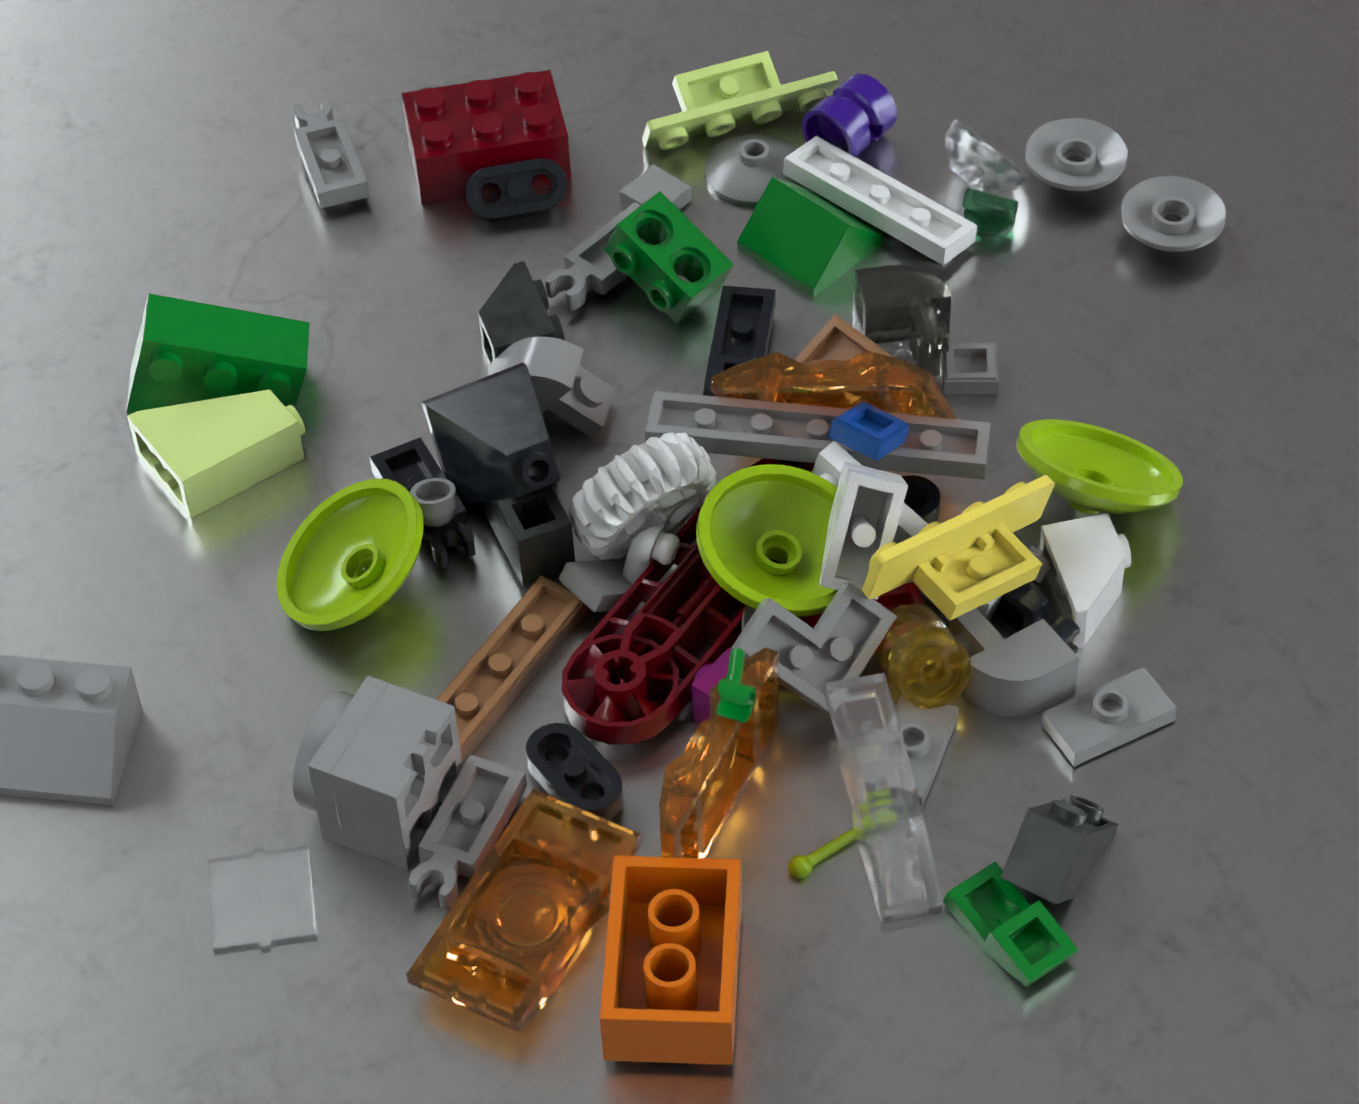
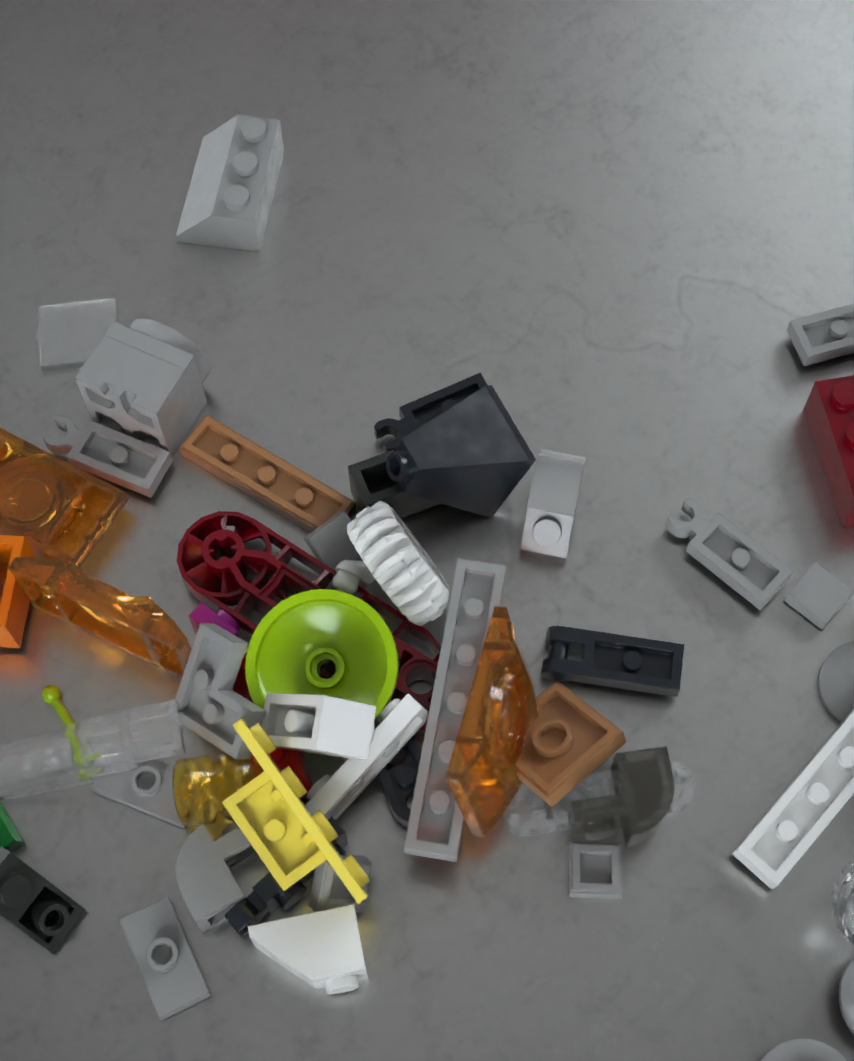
camera: 90 degrees right, 15 degrees up
(212, 352) = (586, 258): green wedge -> none
(217, 445) = (496, 269): yellowish green slope -> none
(350, 555) = (364, 360): lime dish -> none
(437, 500) = (420, 410): light grey hinge -> none
(515, 188) = (810, 478): black plate -> none
(516, 312) = (633, 477): pearl dark grey slope -> none
(580, 775) = (148, 525): black plate -> none
(675, 250) = (718, 601): green brick -> none
(735, 698) = (124, 605): green hand -> none
(805, 237) = (769, 729): green slope -> none
(869, 430) = (430, 738): blue tile -> none
(990, 212) = (804, 903): clear green plate -> none
(1098, 467) = (462, 975): lime dish -> none

